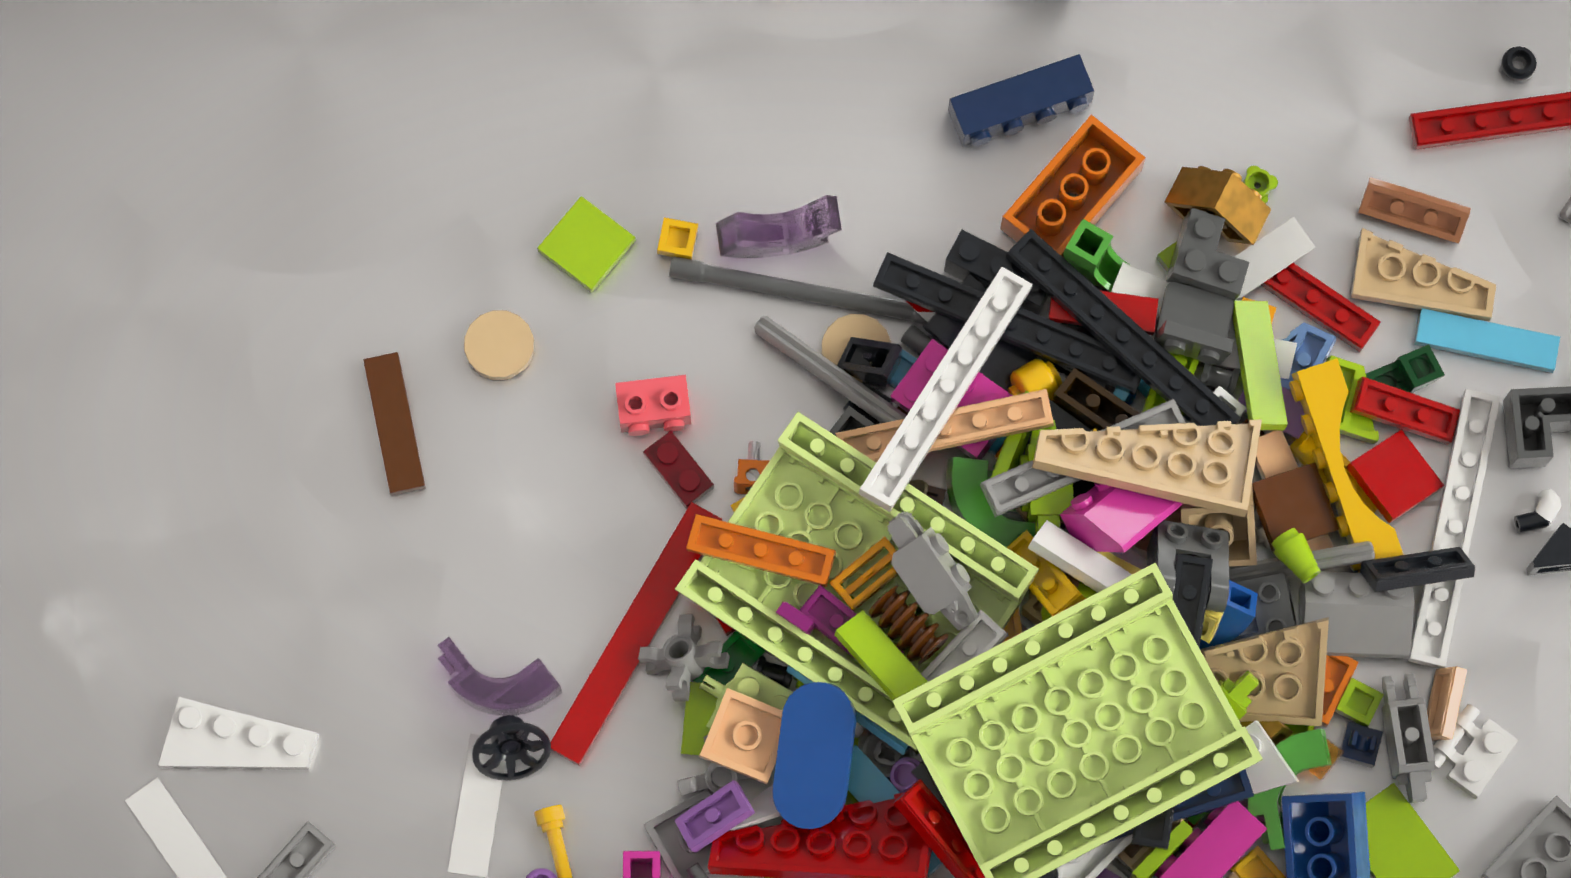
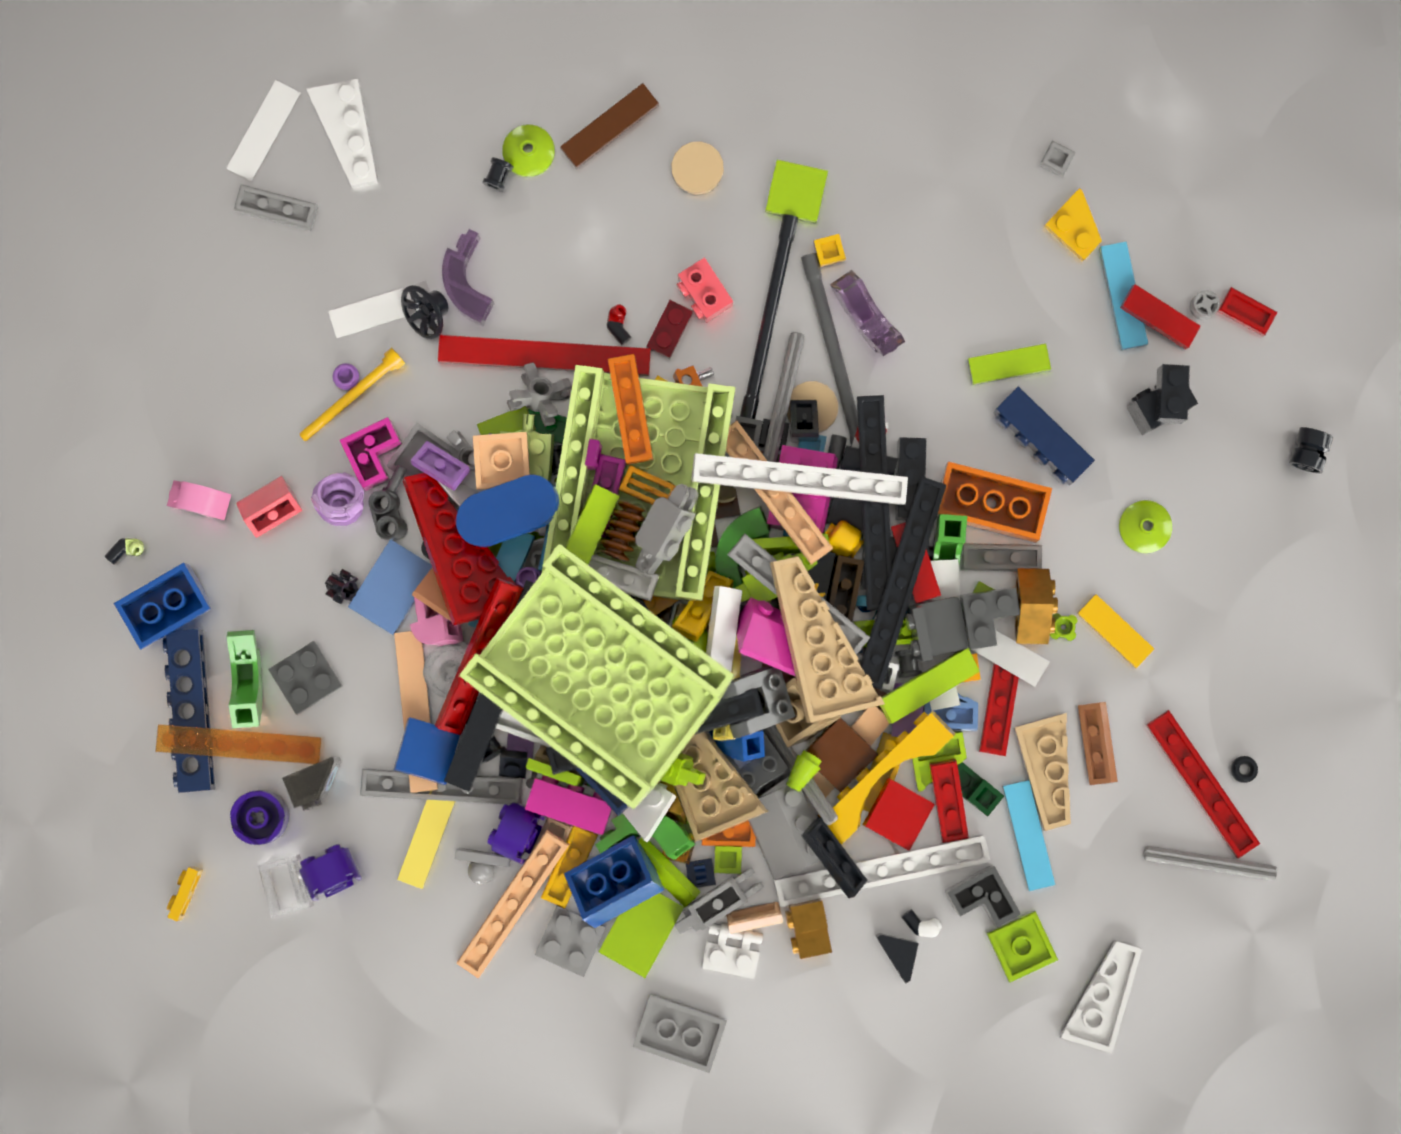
camera: 65 degrees right, 10 degrees up
(376, 551) = (533, 162): none -> lime dish
(385, 582) = (497, 174): none -> black bush
(638, 283) = (786, 237): none -> black piece
(639, 529) = (615, 323): none -> arm
(915, 101) = (1009, 364): none -> lime tile
(1142, 214) = (1000, 557): none -> light grey tile
(1178, 54) = (1132, 528): none -> lime dish
(1289, 130) = (1115, 631): none -> yellow tile
(1359, 776) = (670, 876): none -> lime tile
(1486, 642) = (809, 928): none -> pearl gold brick

